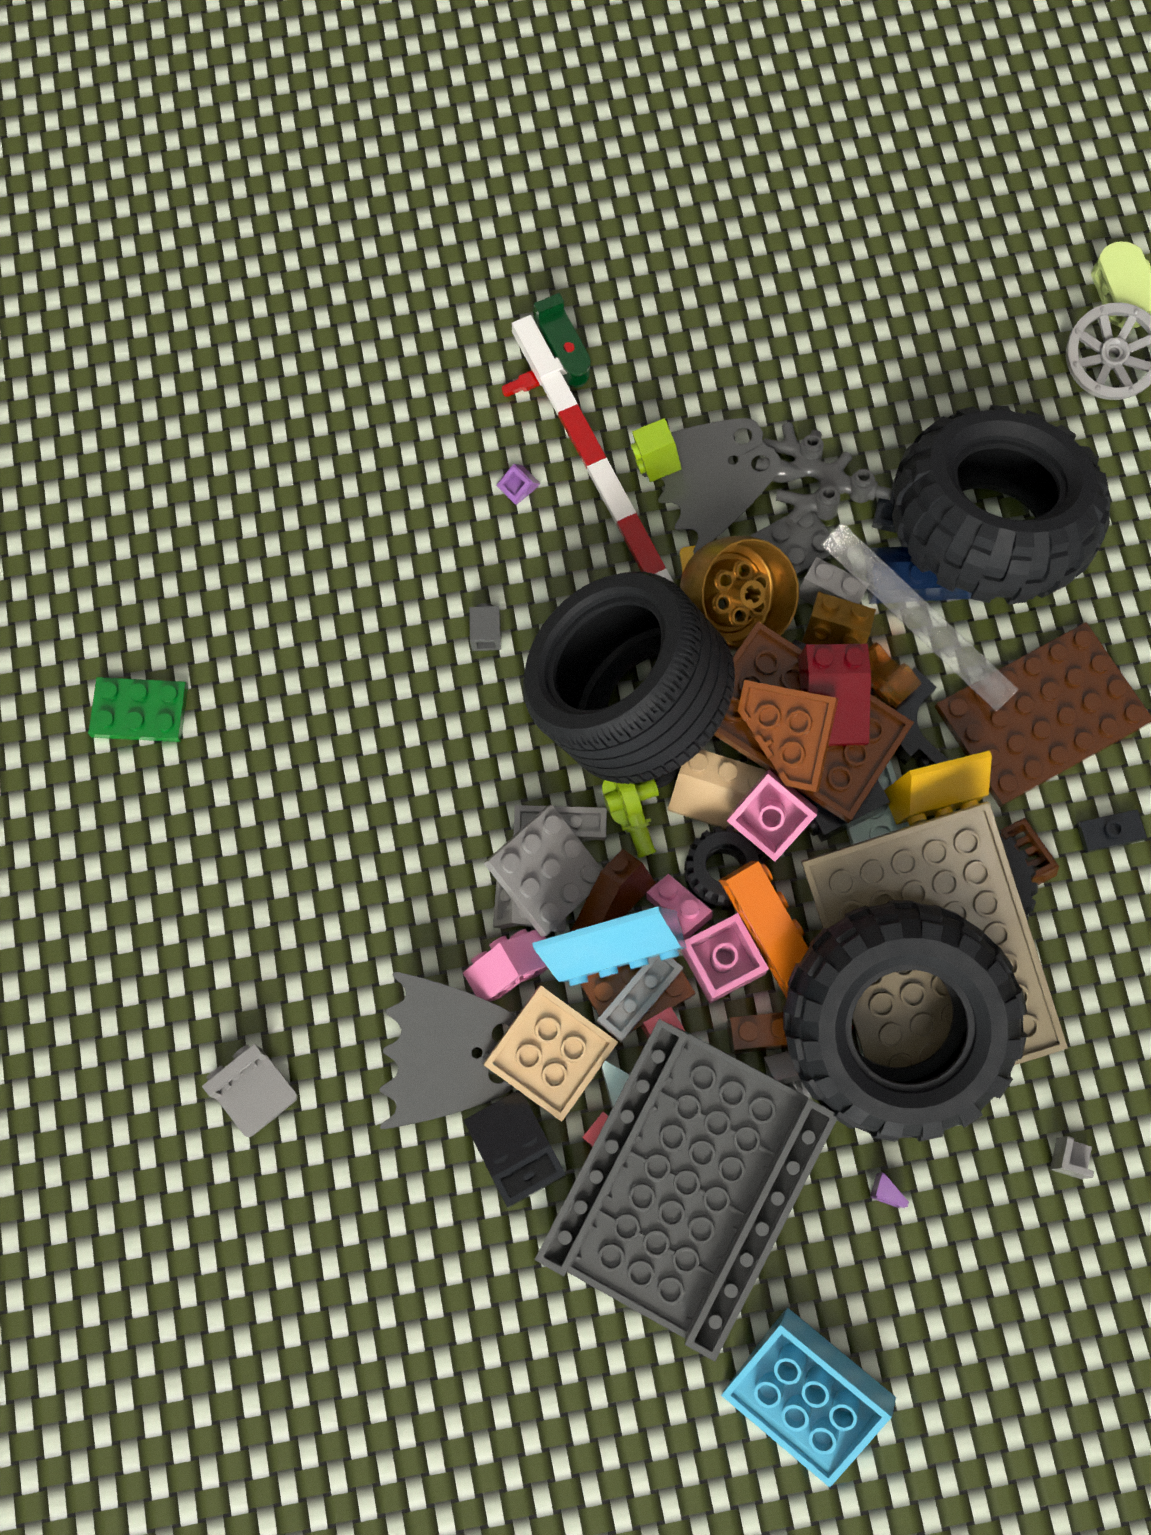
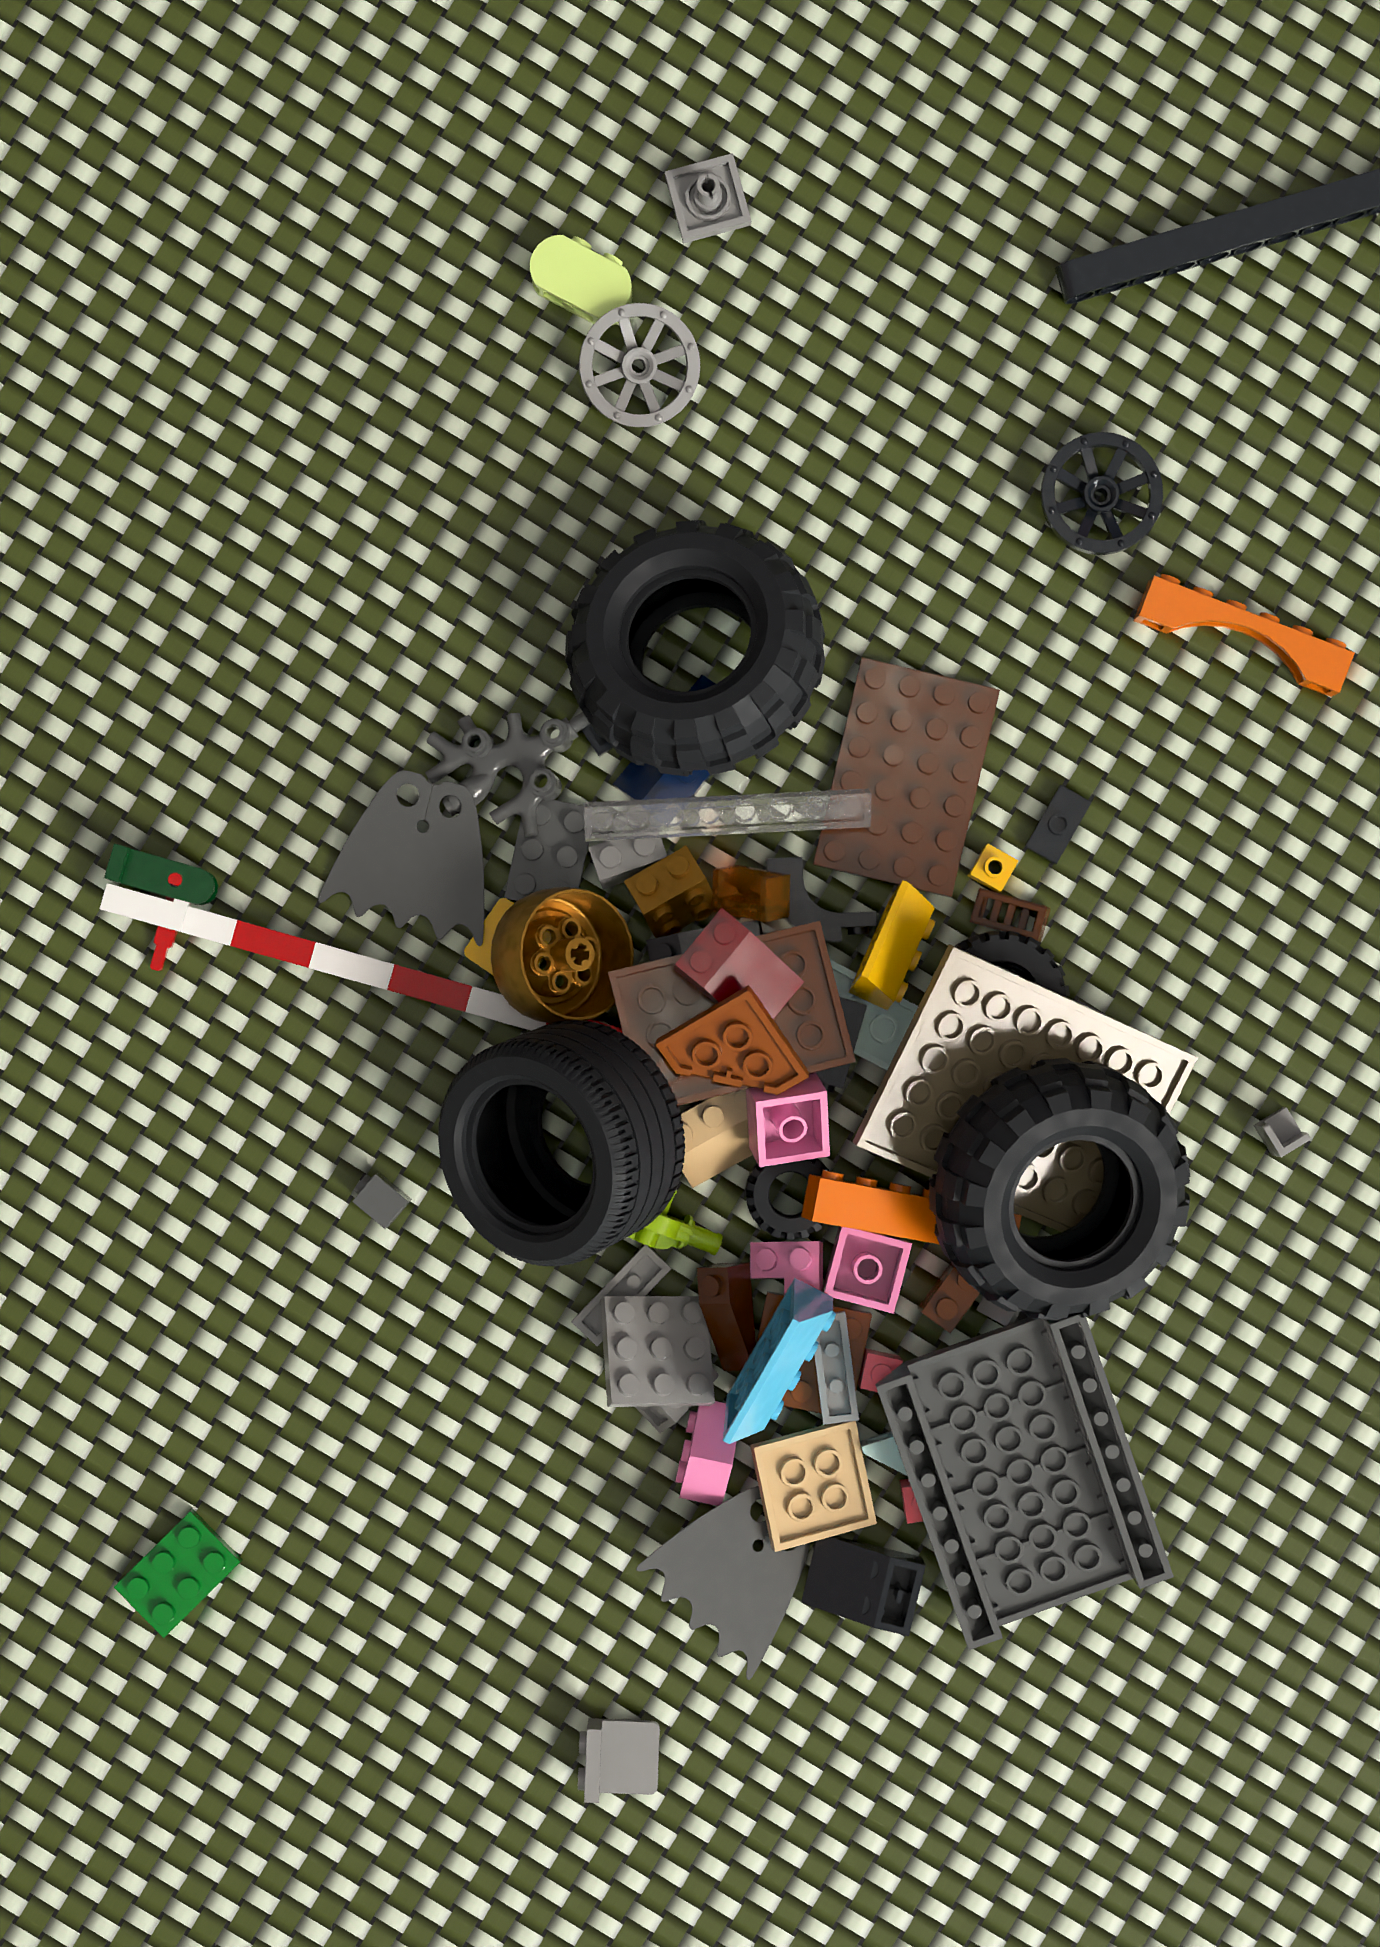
camera: 50 degrees left, 15 degrees up
(517, 483) = (262, 1039): medium lavender slope -> none
(655, 450) = (353, 895): lime brick -> none
(810, 1397) = (1263, 1519): medium azure slope -> none
(886, 1192) = (1171, 1311): medium lavender slope -> none
(1039, 819) = (981, 873): none -> yellow plate

